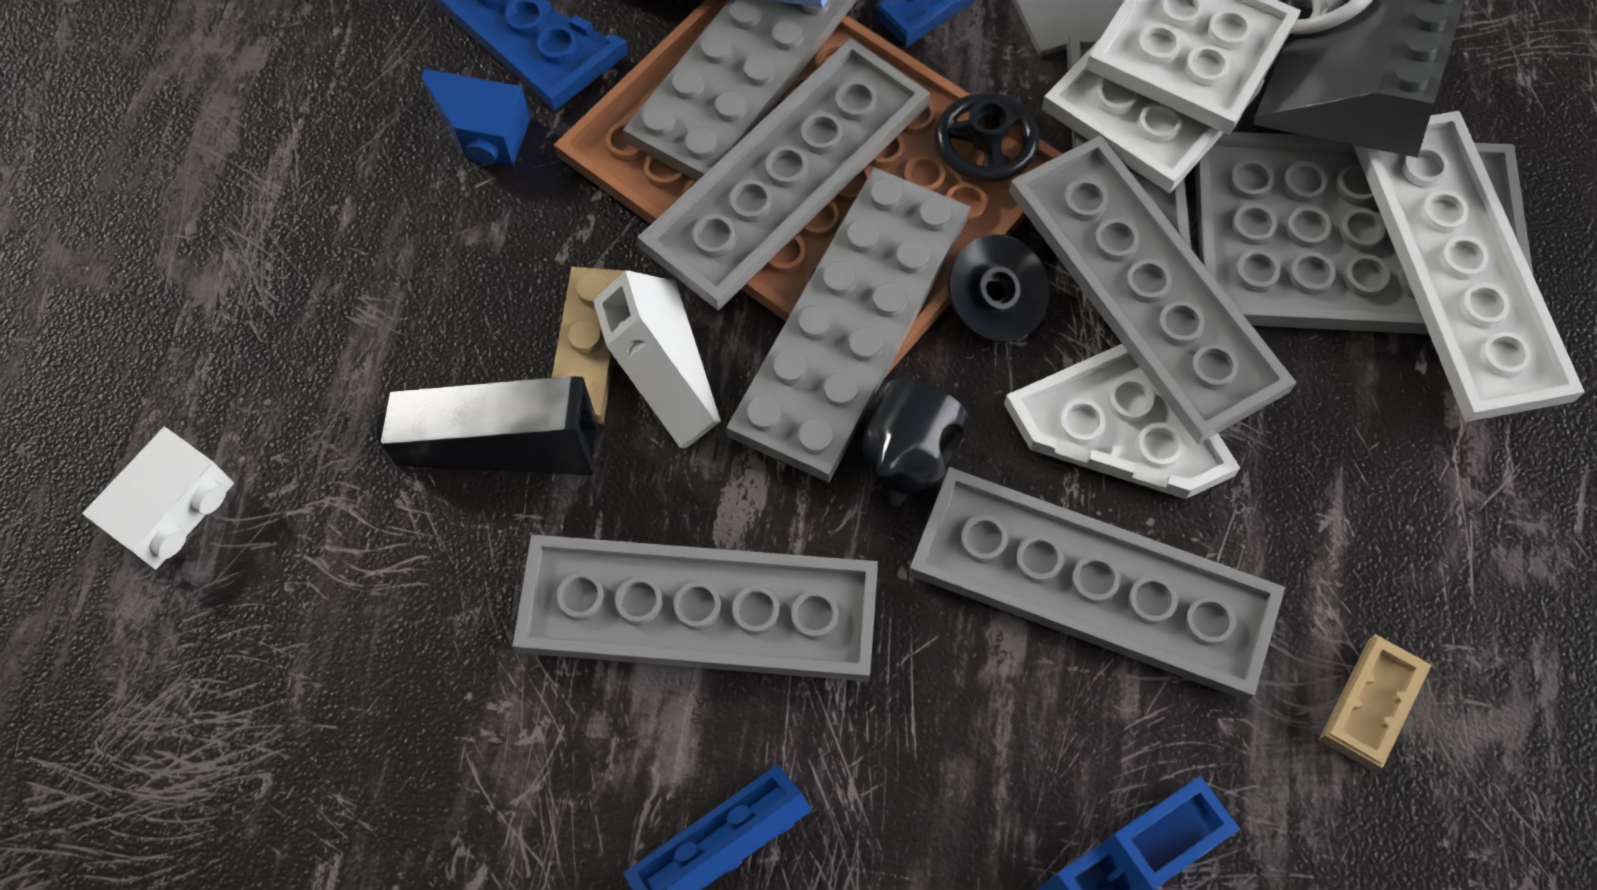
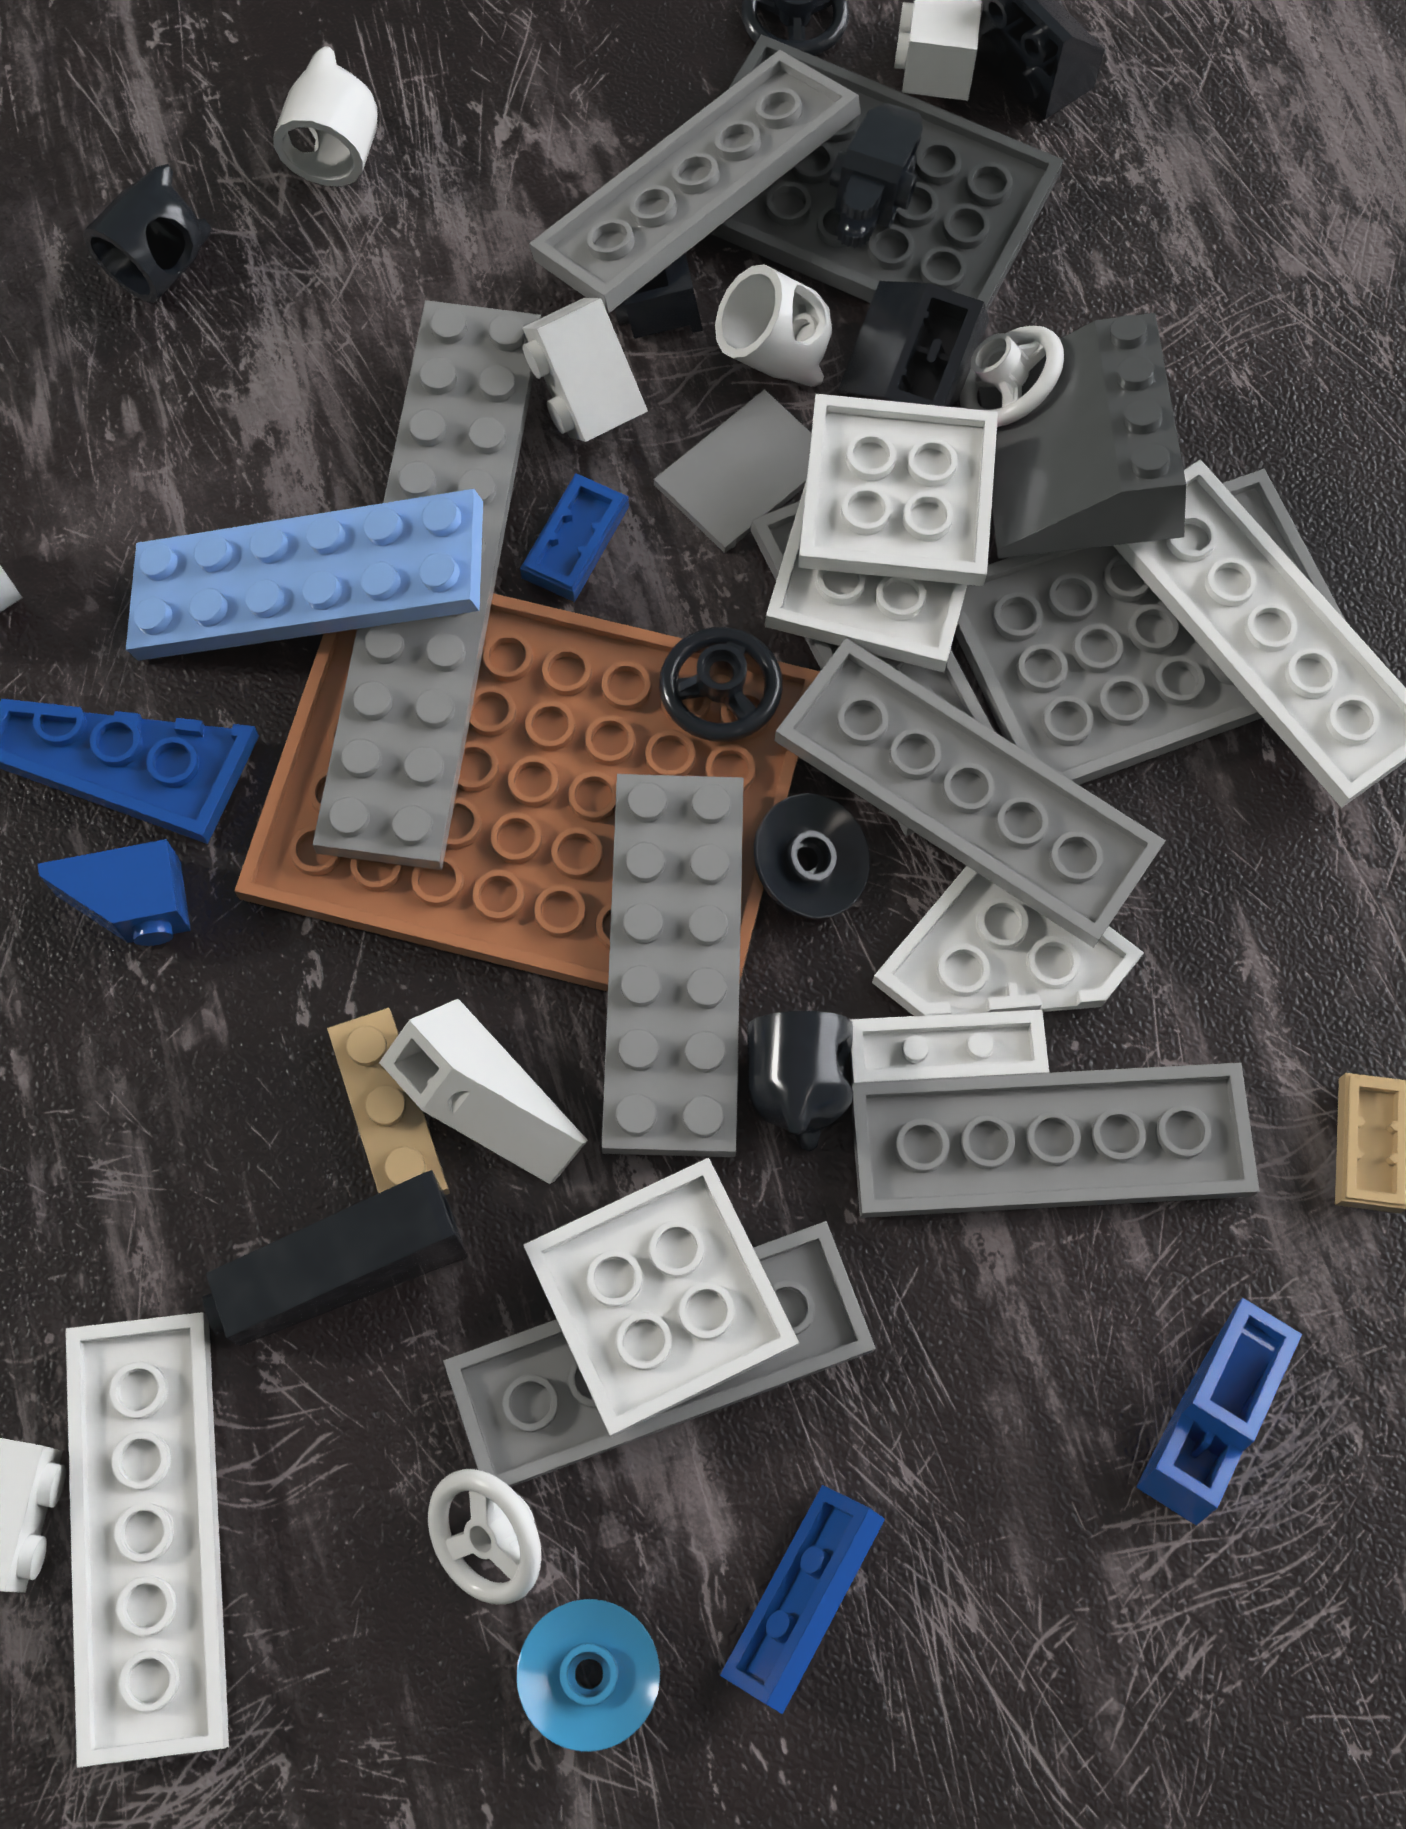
camera: 30 degrees left, 5 degrees up
(251, 570) = (145, 1541): none -> white plate
(495, 802) = (548, 1682): none -> dark azure dish
(508, 676) = (498, 1531): none -> white piece
(715, 557) = (660, 1296): none -> white plate
(783, 173) = (520, 822): light grey plate -> none
(1042, 472) = (948, 1046): none -> white plate

